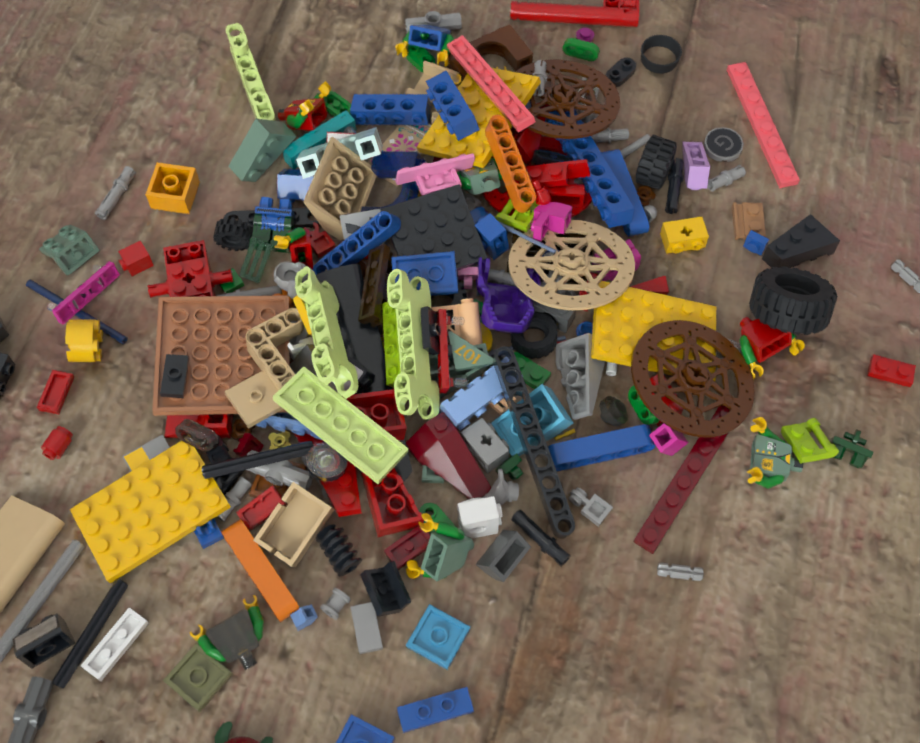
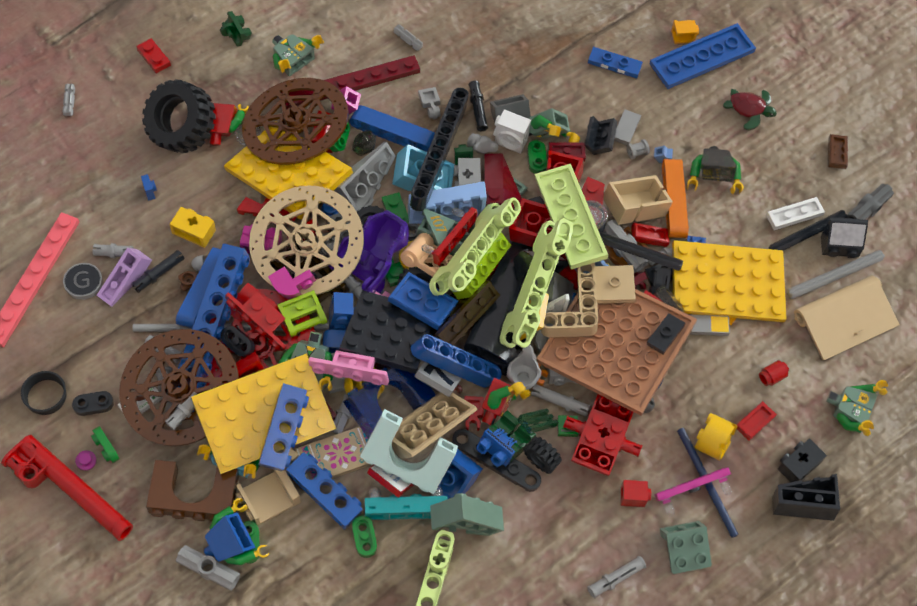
camera: 150 degrees left, 0 degrees up
(172, 188) = (566, 537): light orange brick -> none
(198, 677) = (753, 162): olive plate -> none
(306, 113) = (401, 536): torso -> none
(337, 550) = (614, 168): black piece -> none
(430, 330) = (456, 244): black plate -> none
(438, 636) = (585, 96): dark azure tile -> none
(491, 84) = (235, 423): coral plate -> none
(510, 172) = (286, 333): orange beam -> none
(528, 238) = (319, 286): sand blue axle -> none
(542, 194) = (282, 299): red cylinder -> none
(656, 162) = (159, 284): black tyre -> none
(747, 218) = (132, 210): medium nougat plate -> none
(801, 243) = (120, 163): black wedge -> none
(803, 444) = (262, 49): lime plate -> none

